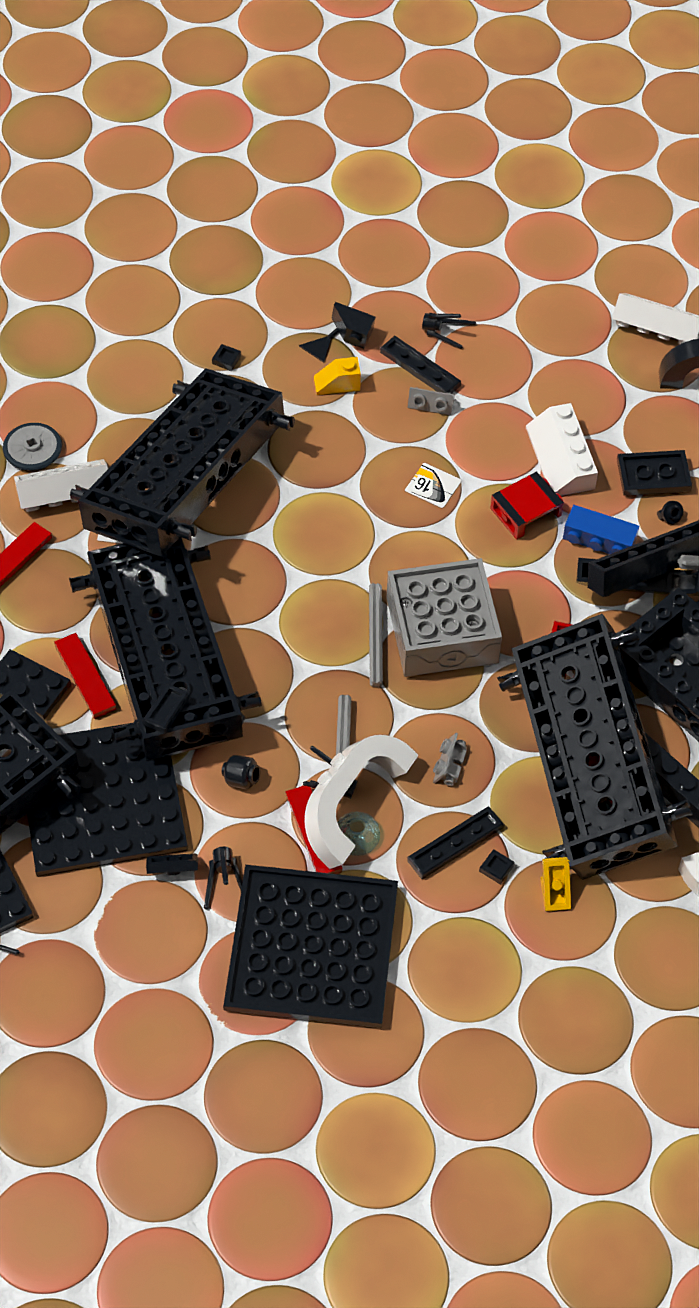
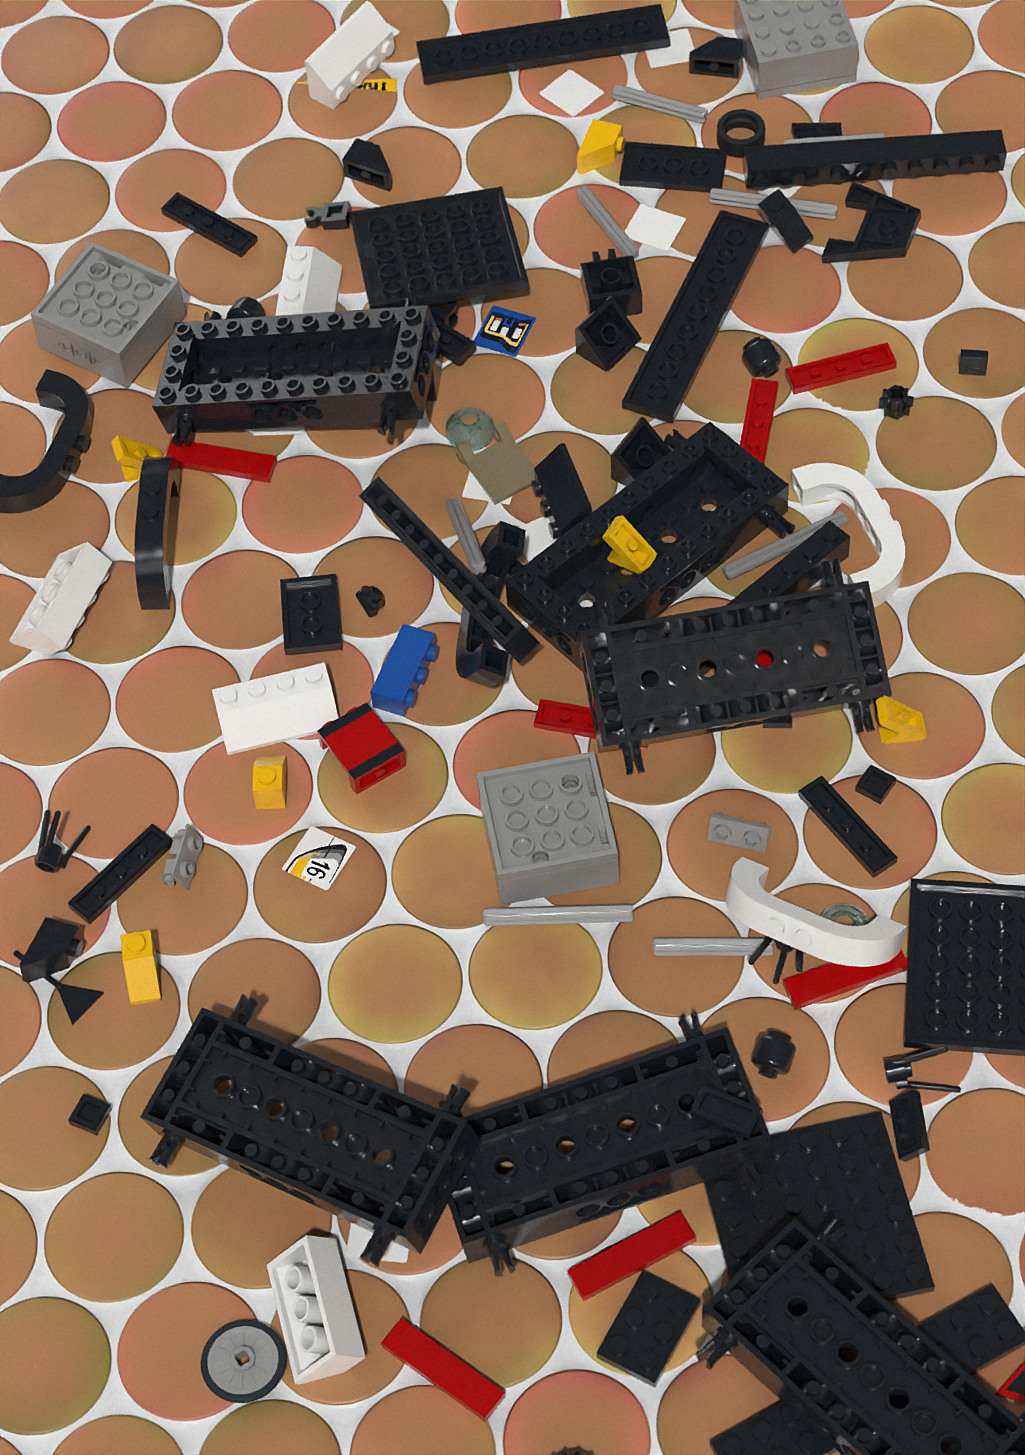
camera: 85 degrees left, 0 degrees up
(498, 448) = (270, 782): none -> yellow slope

